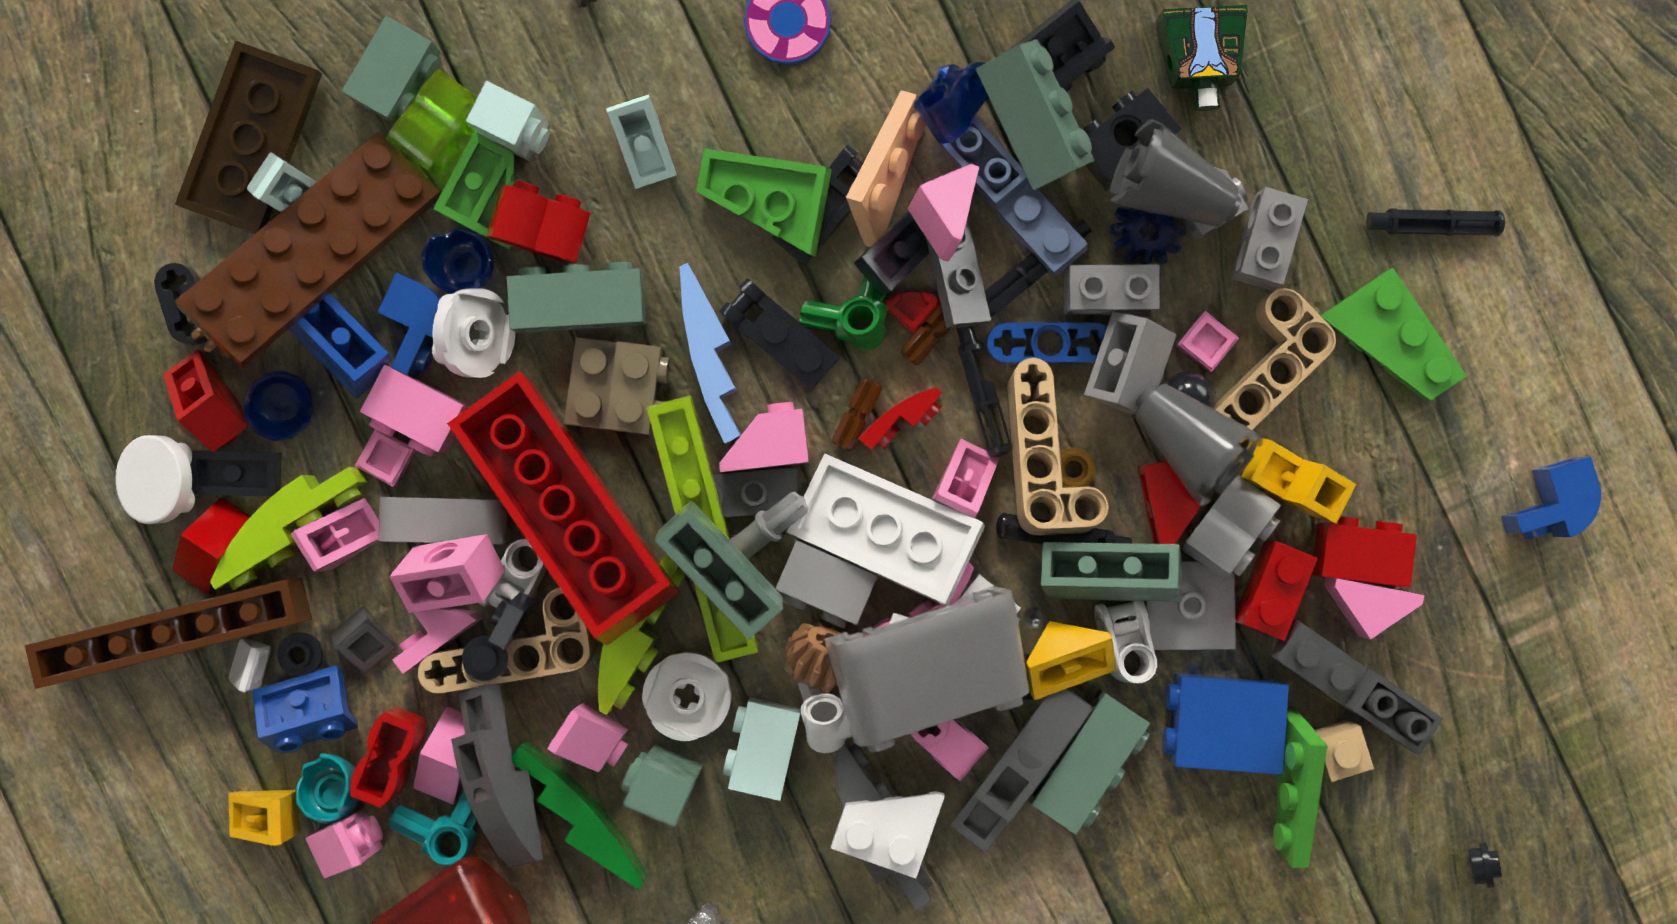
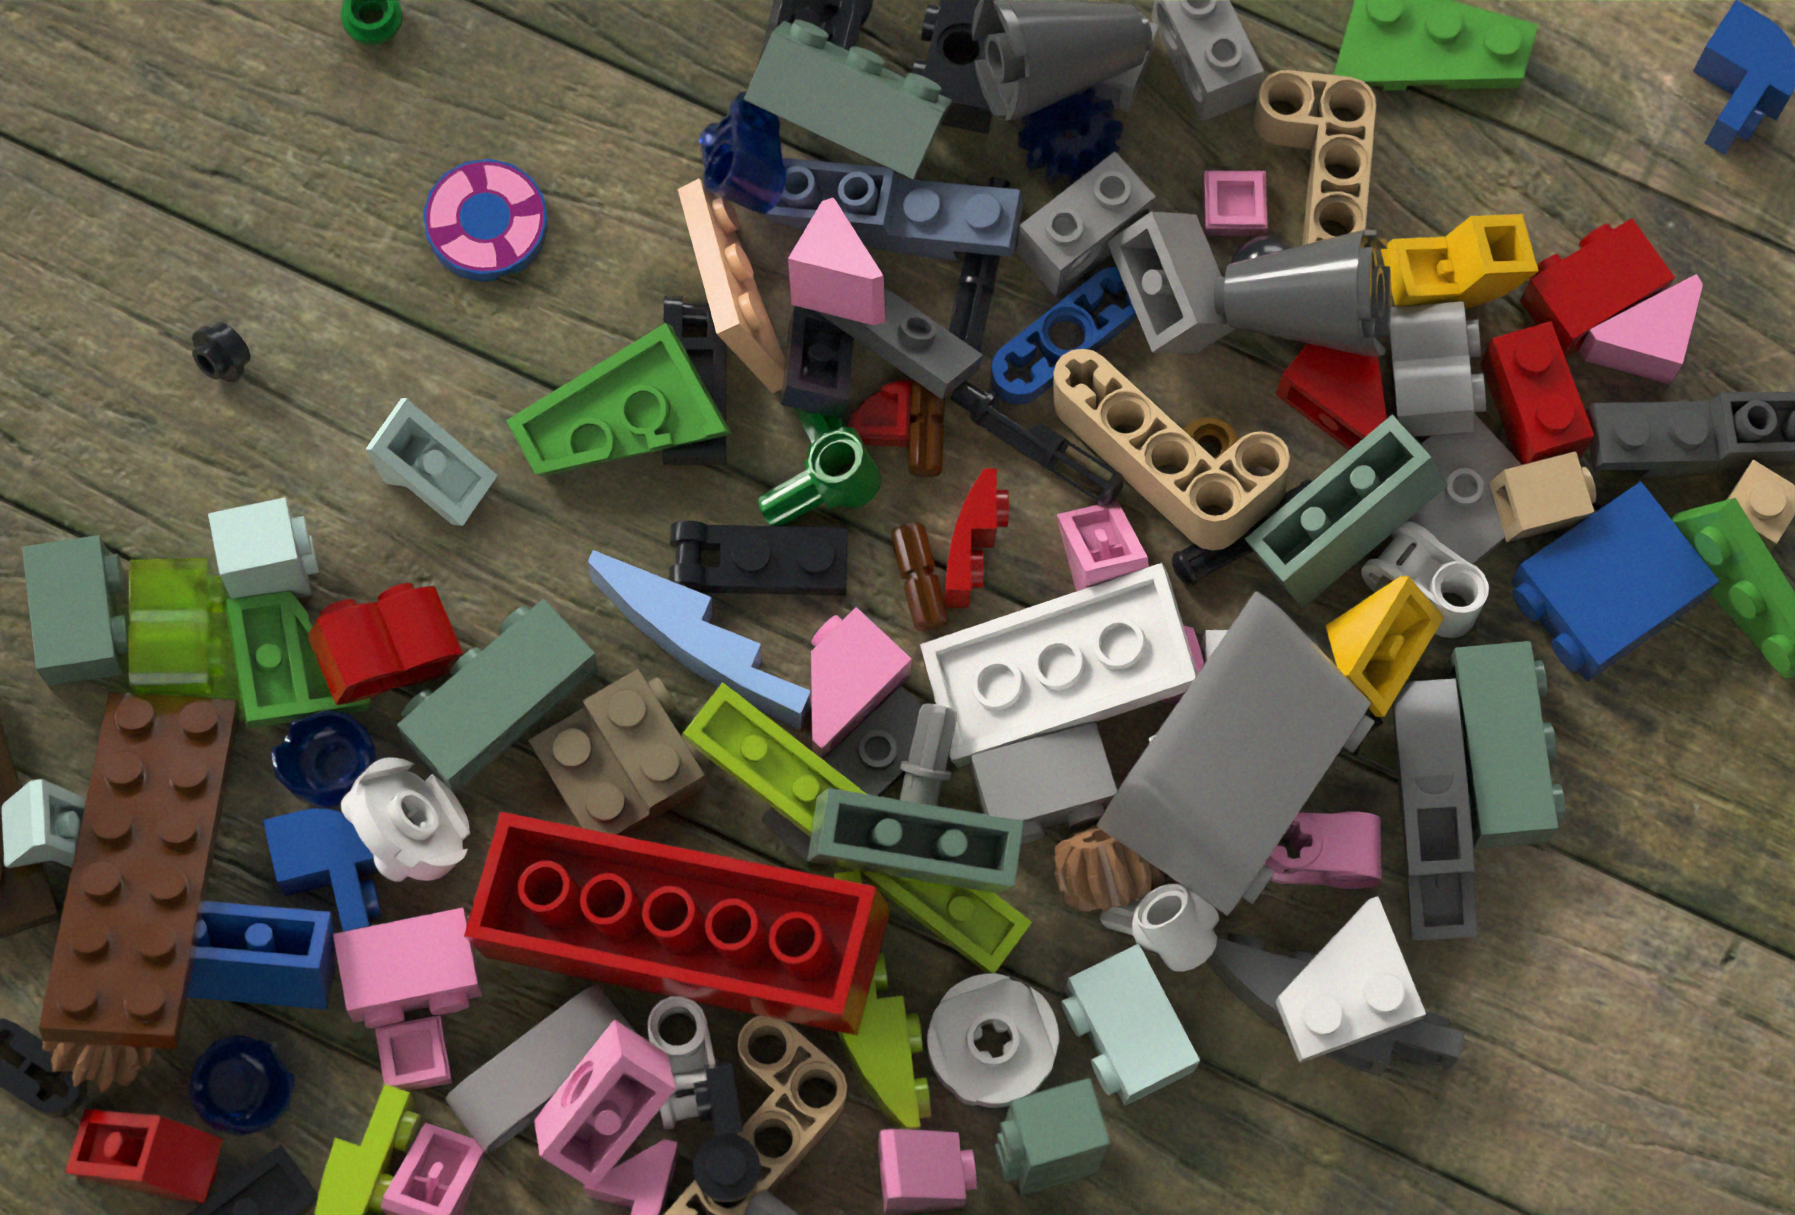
camera: 50 degrees left, 15 degrees down
(1228, 649) = (1543, 496): none -> tan brick

